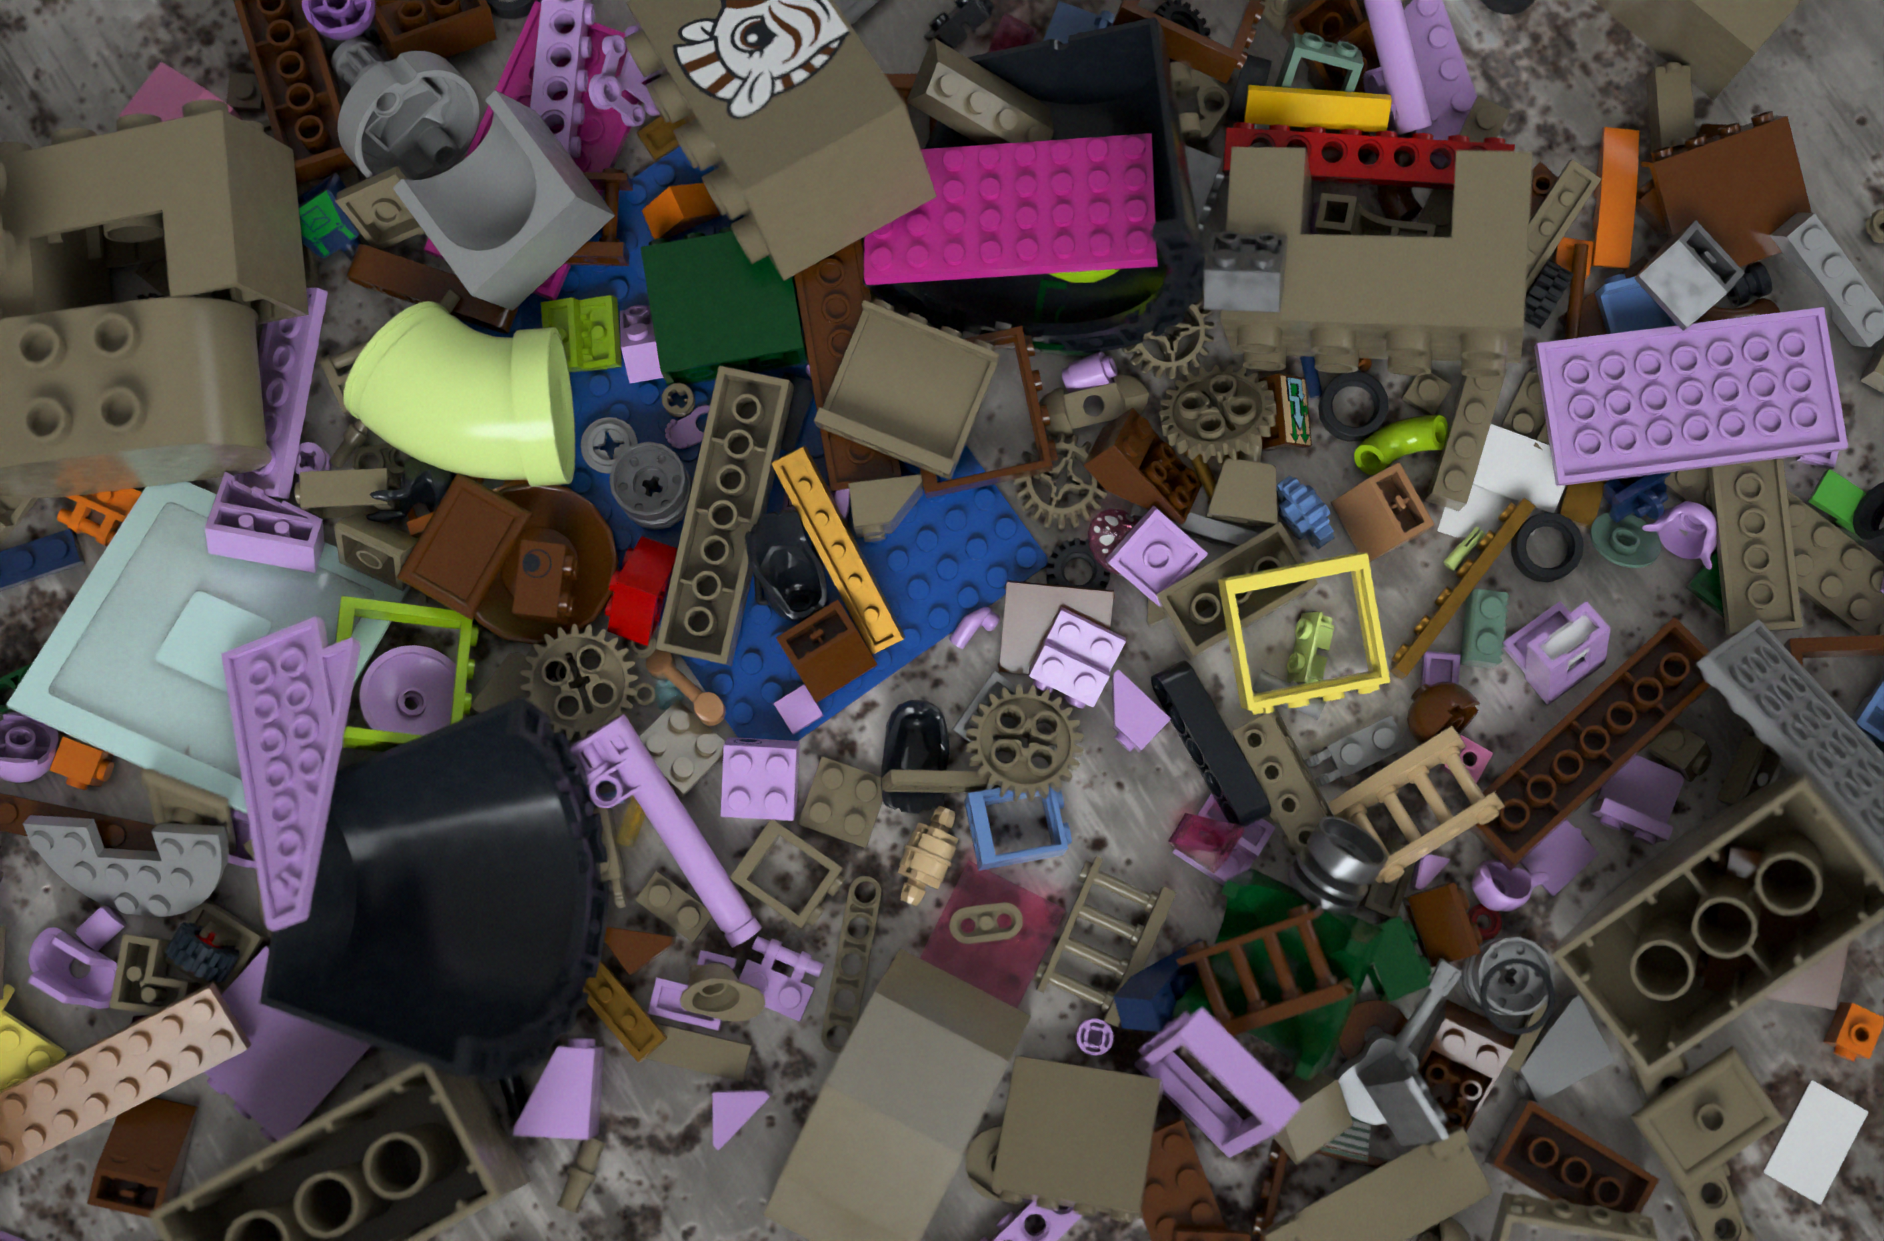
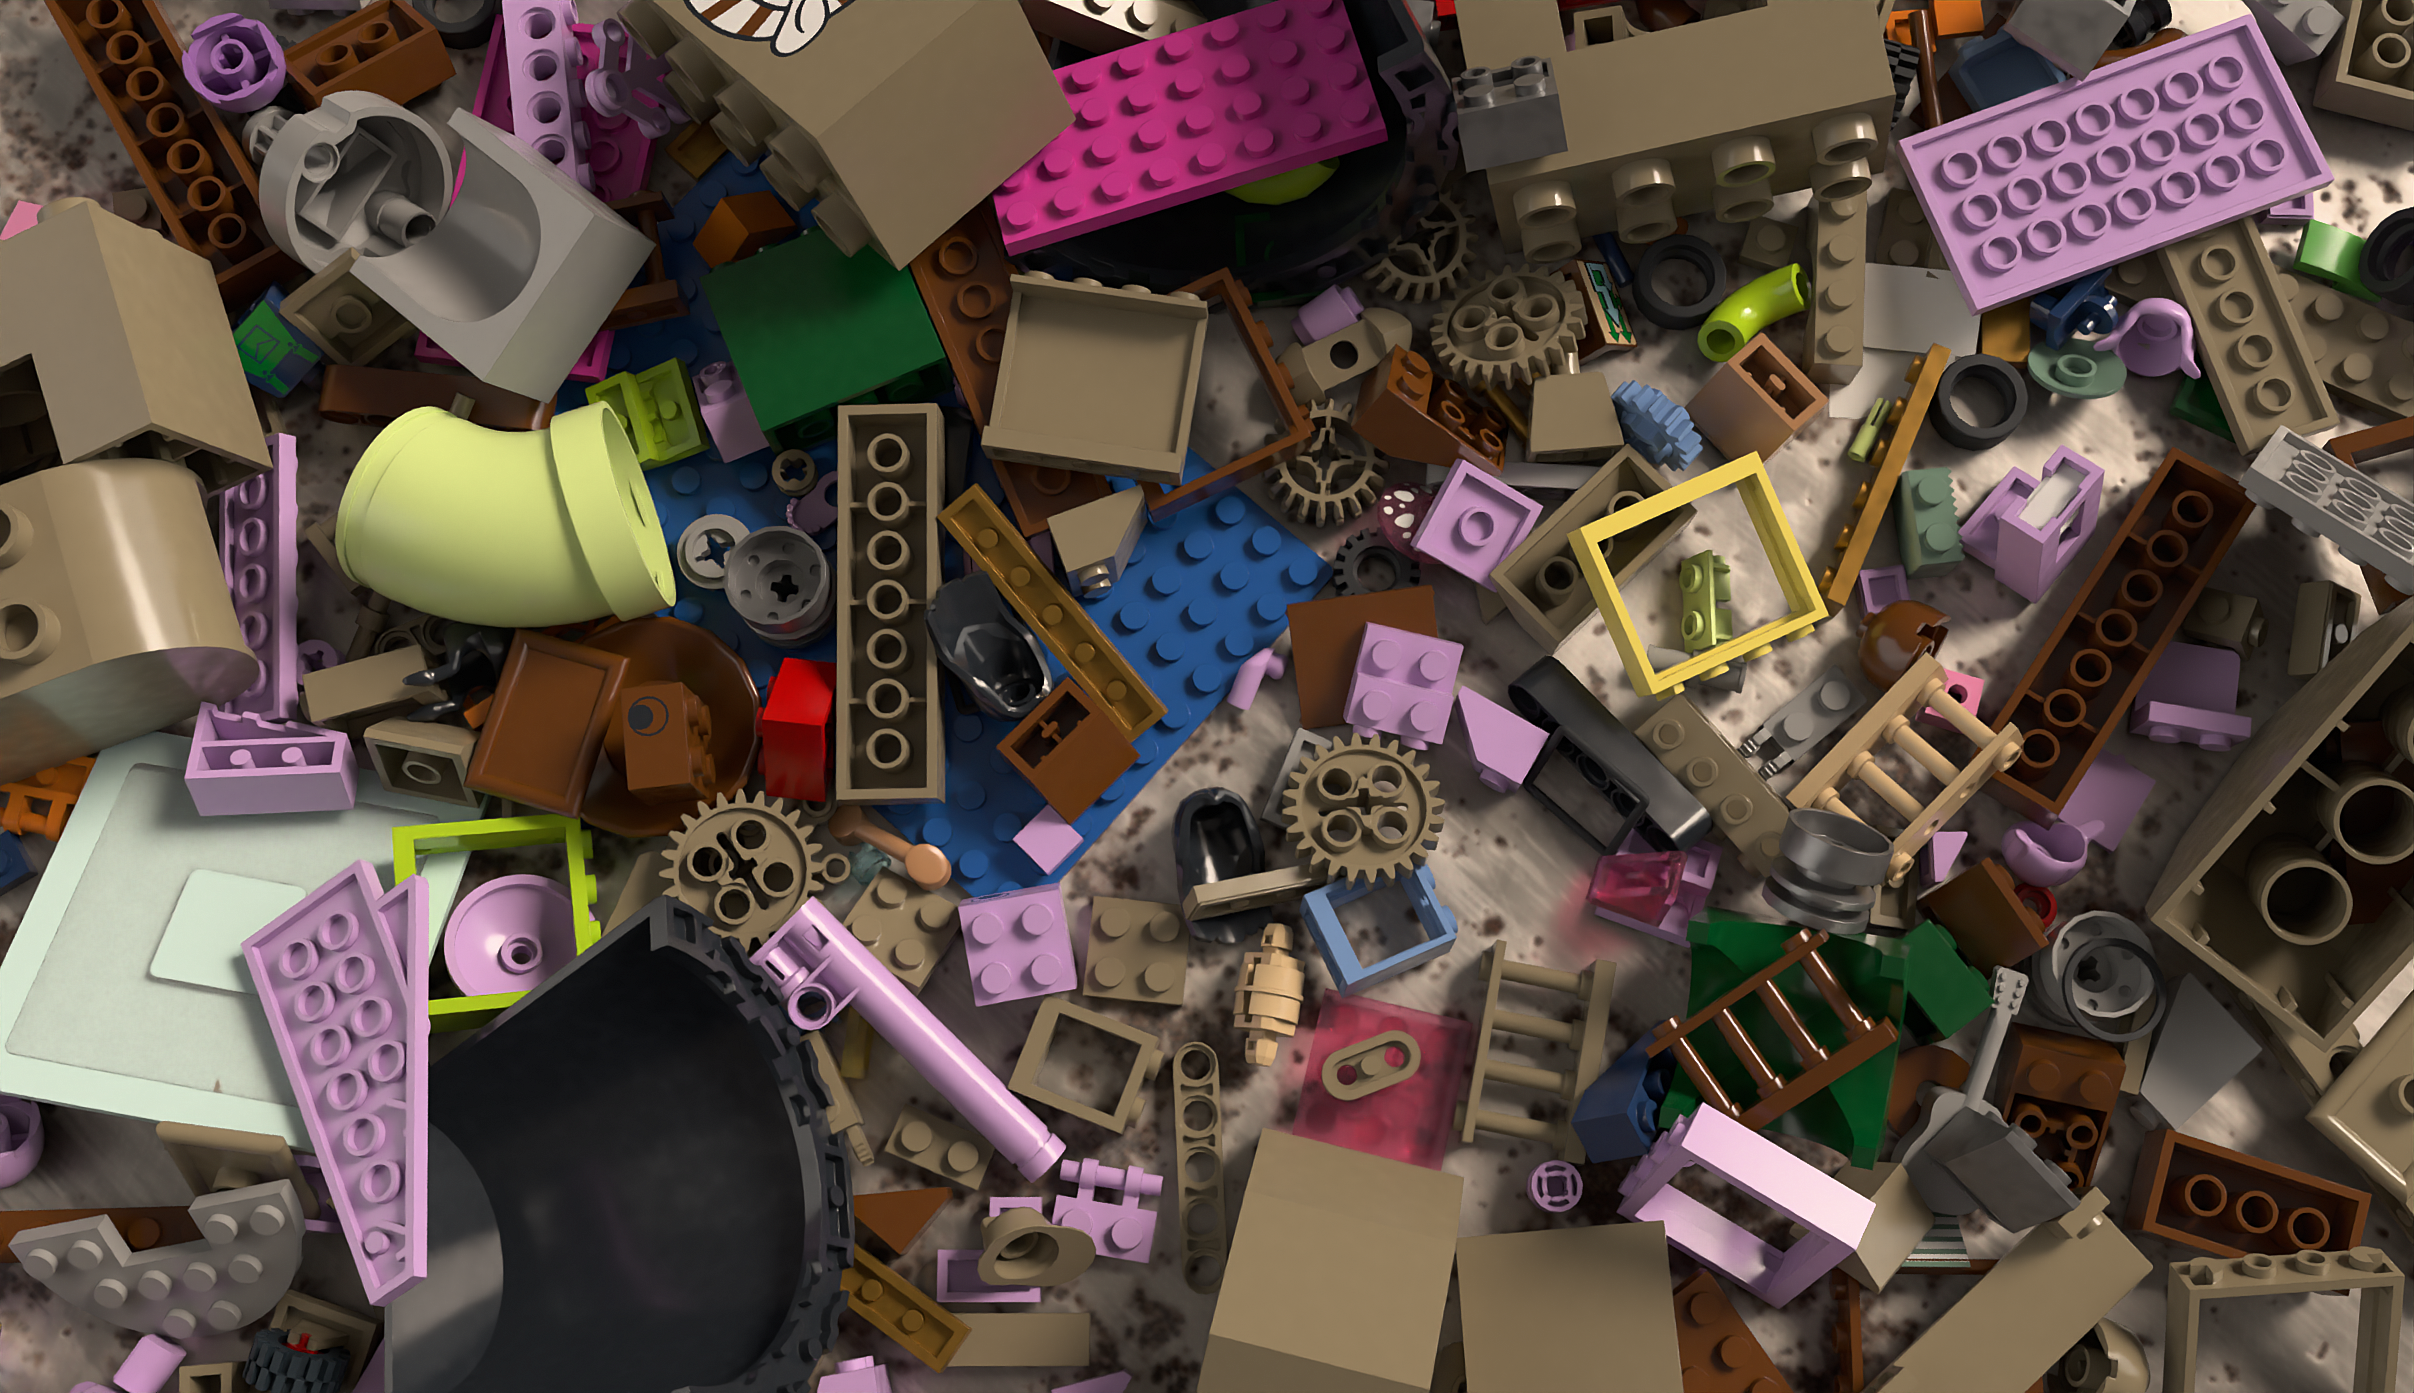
camera: 15 degrees left, 5 degrees down
(82, 763) = (82, 1144): orange brick -> none
(1202, 749) = (1639, 793): none -> black piece

